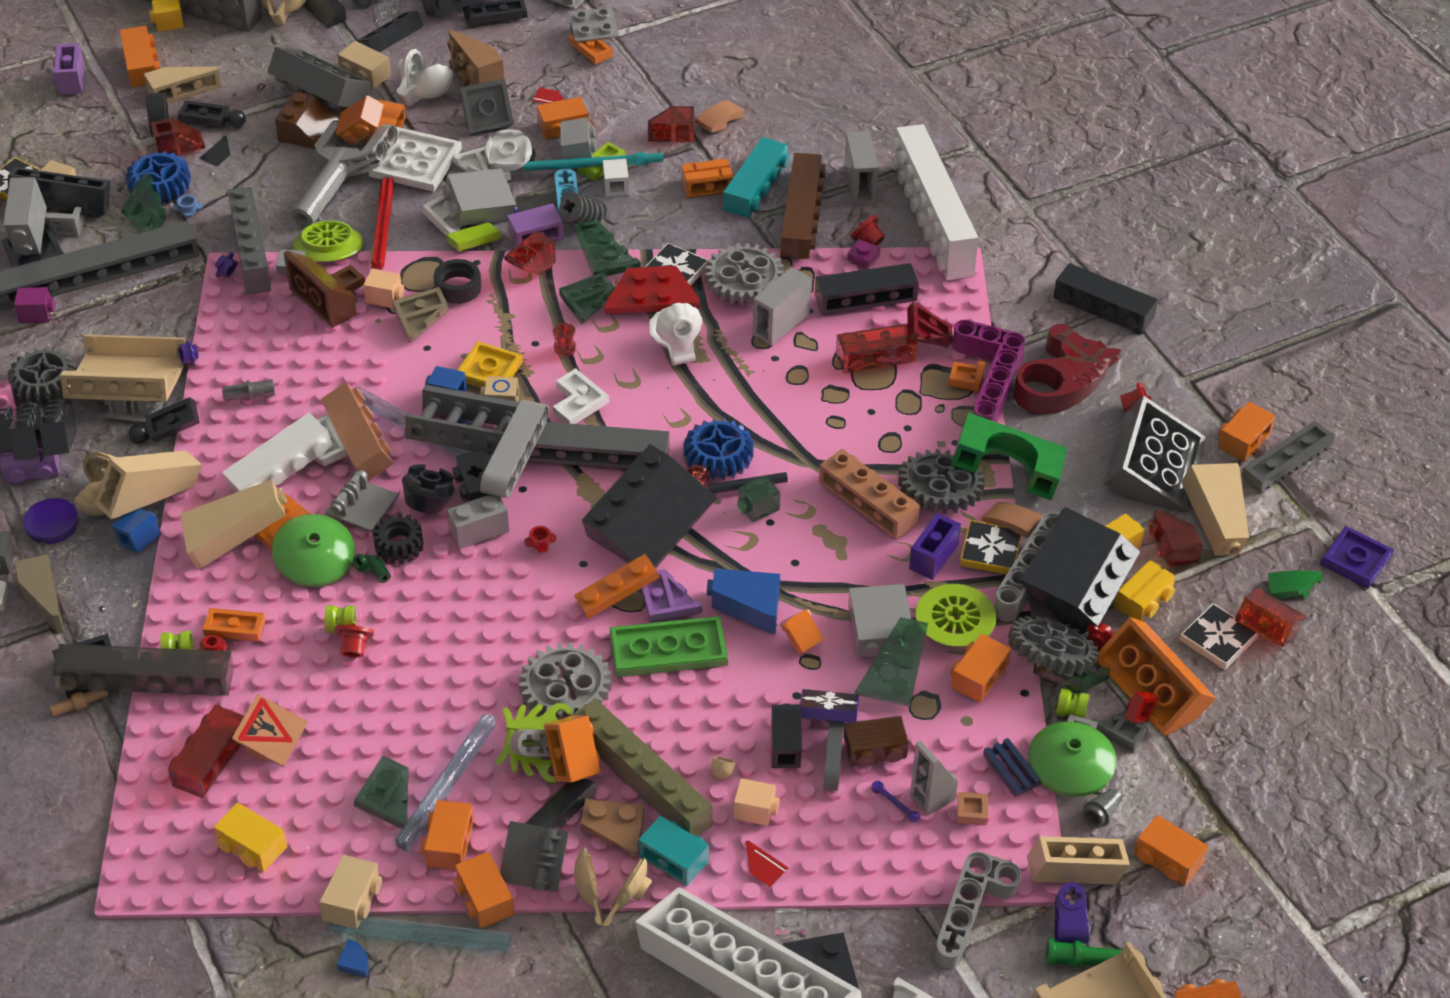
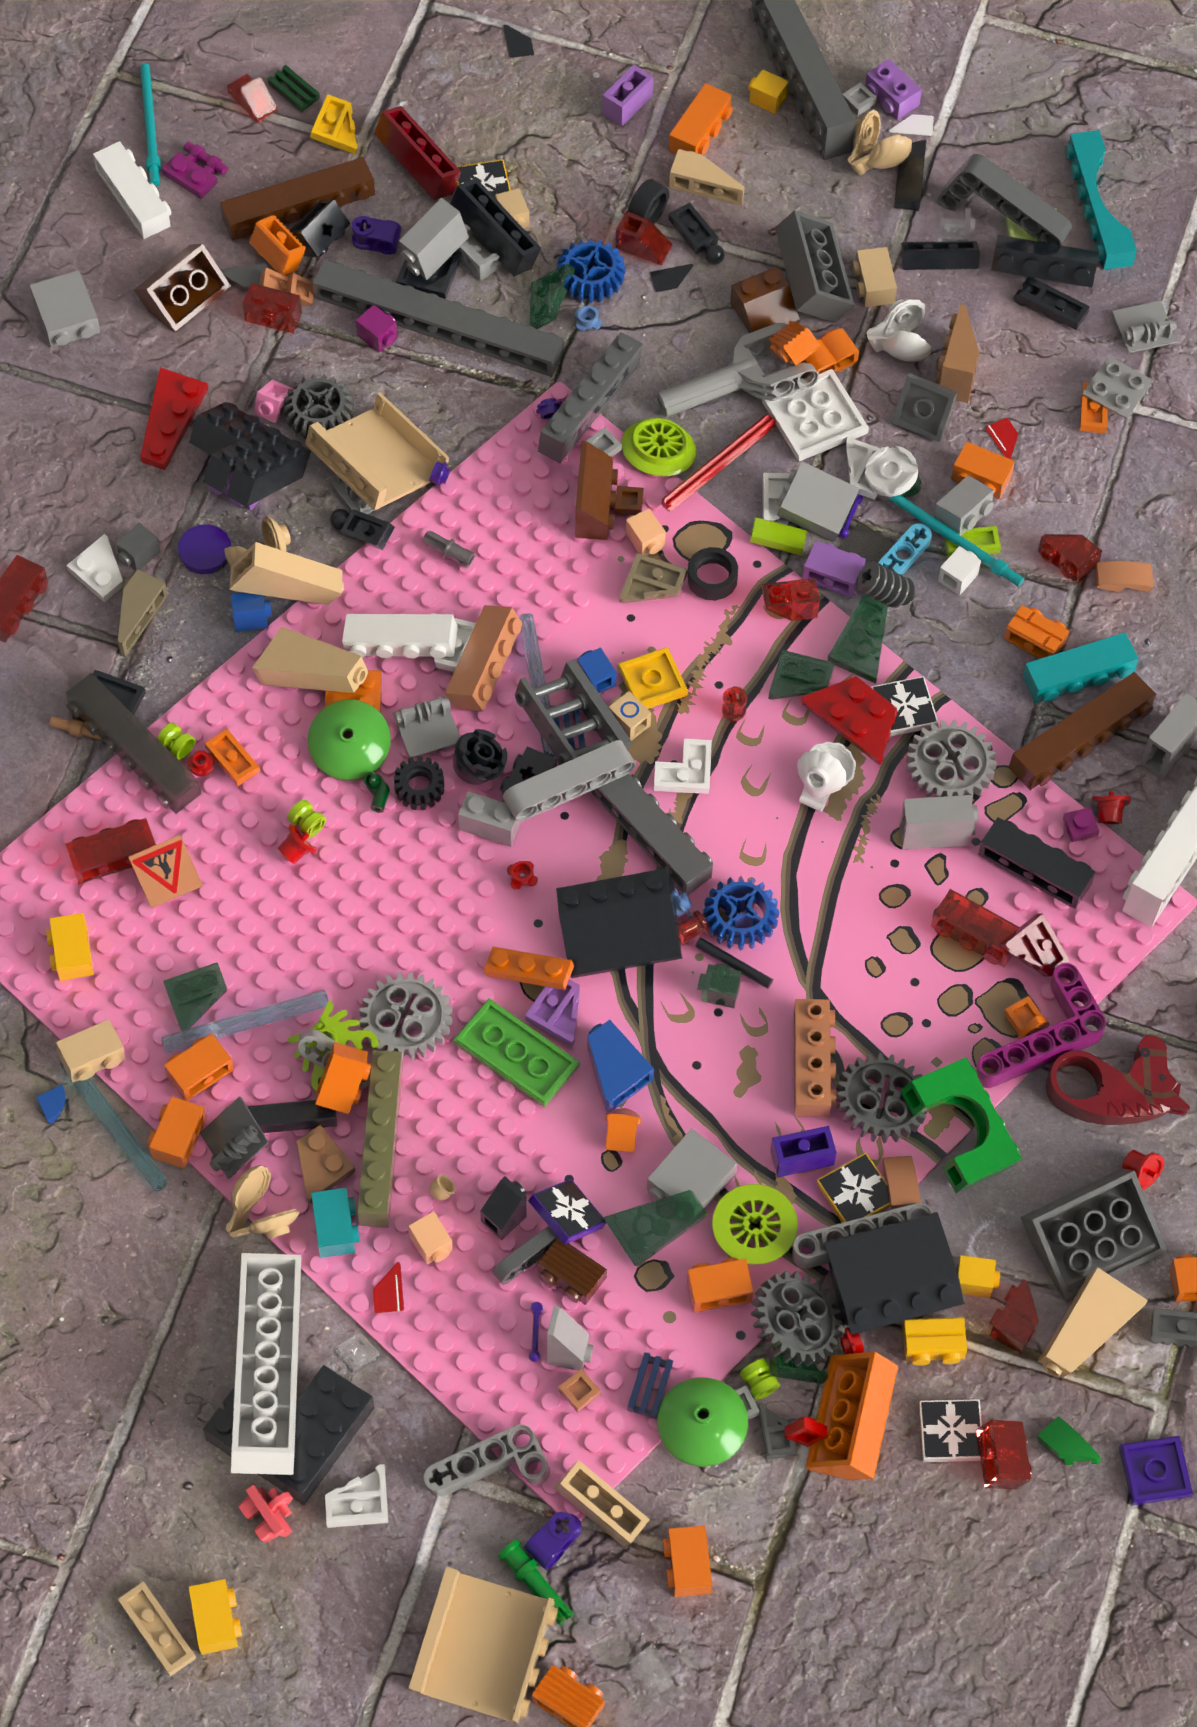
camera: 45 degrees right, 15 degrees up
(1101, 808) = (681, 1480): dark grey cone -> none

